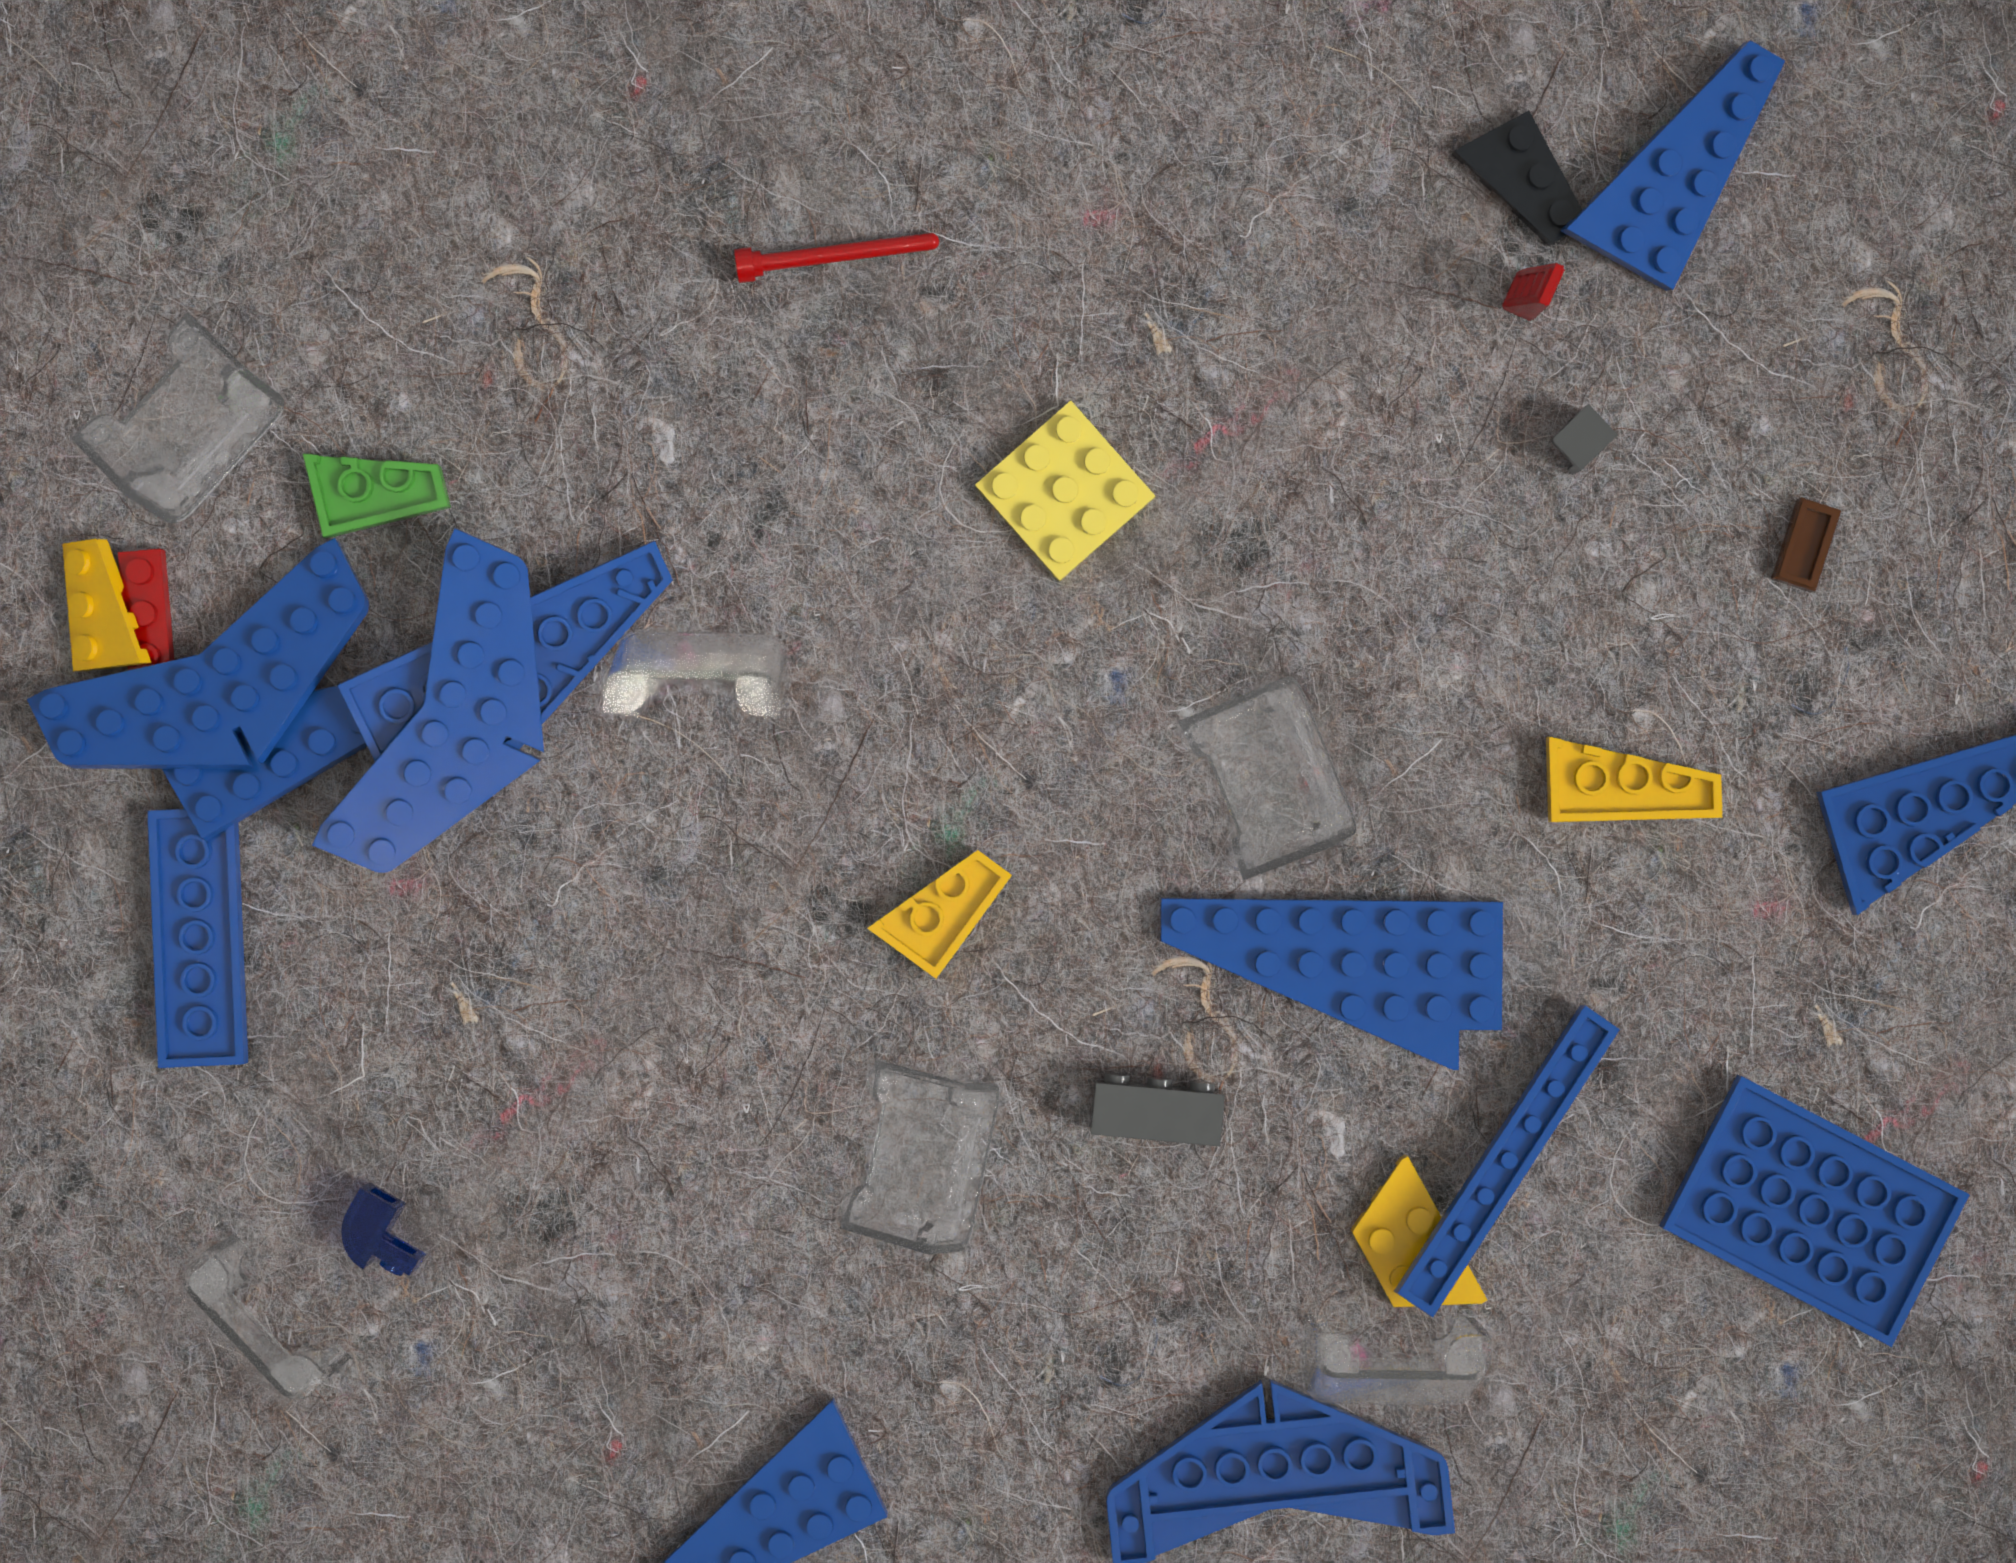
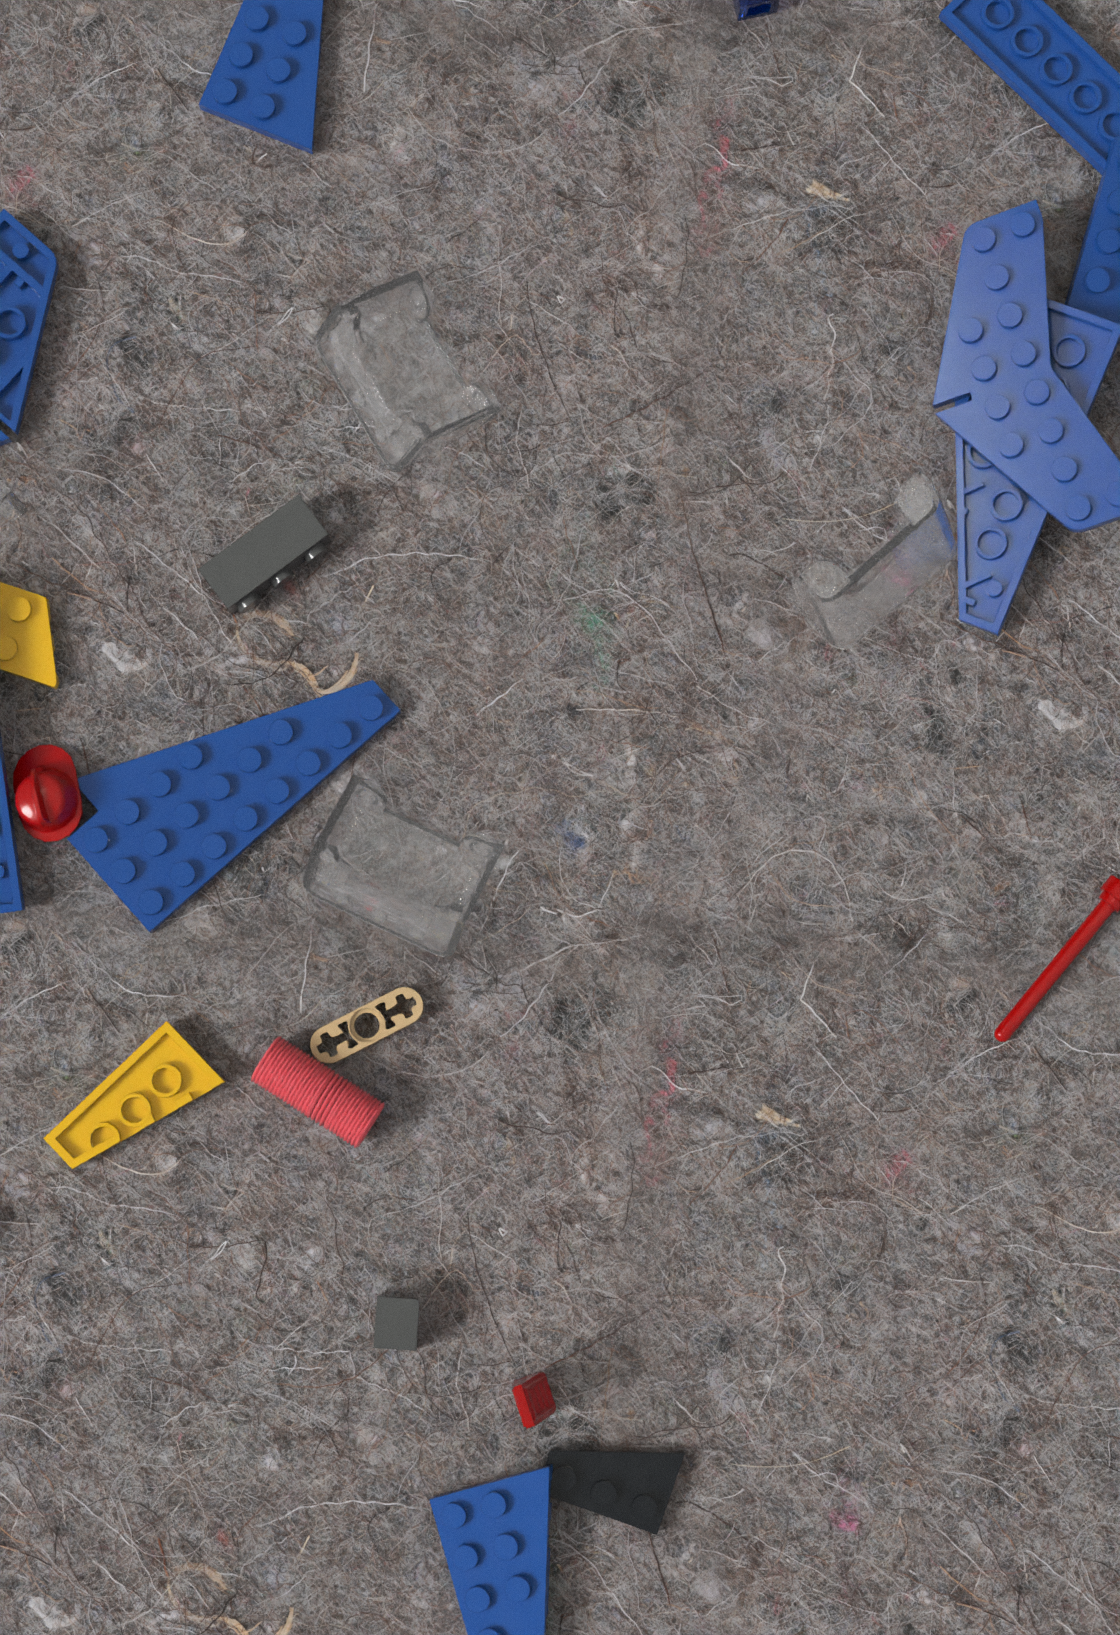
camera: 140 degrees right, 5 degrees down
(942, 914) = (547, 558): yellow wing -> none
(1065, 491) = (738, 941): light yellow plate -> none
(1429, 702) = (343, 1048): none -> tan beam
(1485, 664) = (305, 1085): none -> coral piece
(1485, 1079) = (47, 793): none -> red piece
(1806, 544) = (160, 1400): reddish brown tile -> none

